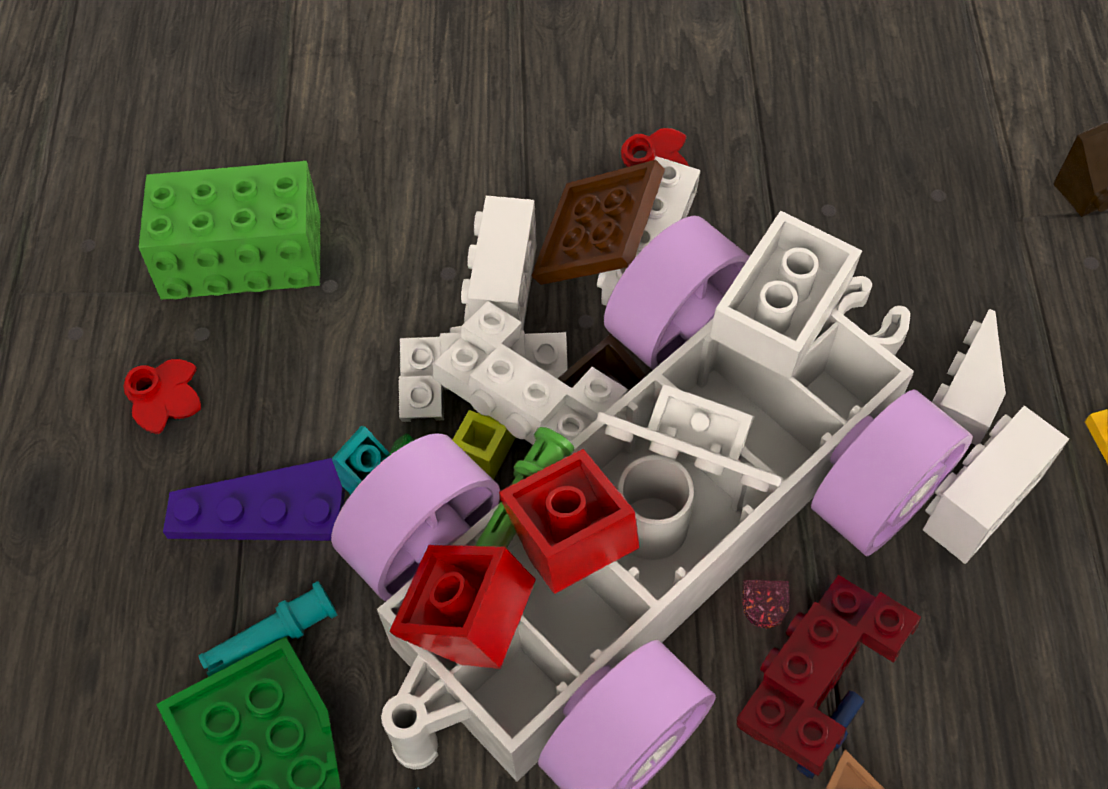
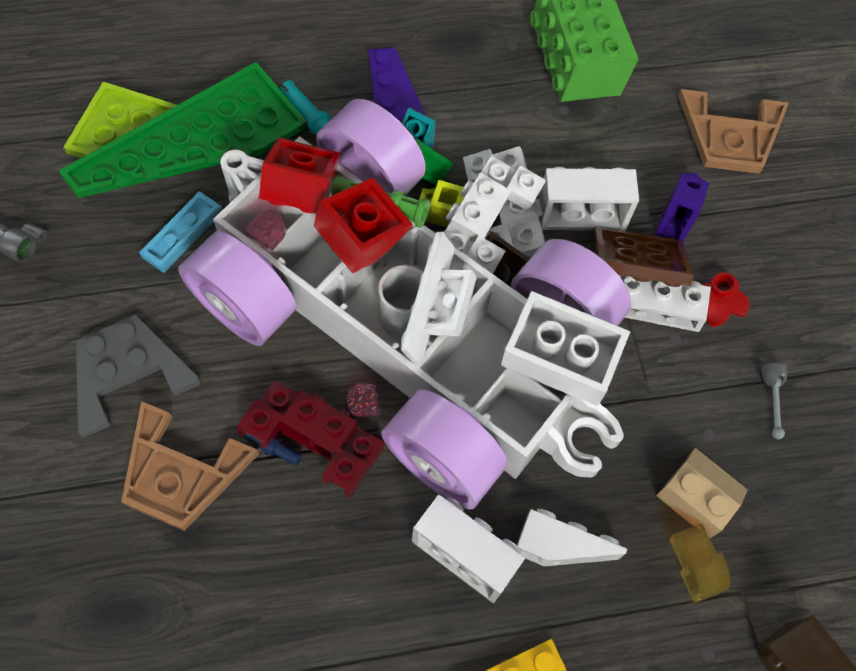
camera: 75 degrees right, 5 degrees up
(165, 397) = (462, 31): red plate -> none
(426, 105) = (732, 141): none -> medium nougat wing
(525, 166) = (688, 195): none -> dark purple torso
(546, 665) = (267, 229): none -> clear pink tile
(765, 126) = (775, 376): none -> hinge
(910, 225) = (703, 493): none -> tan slope
(998, 243) = (703, 568): none -> clear yellow brick

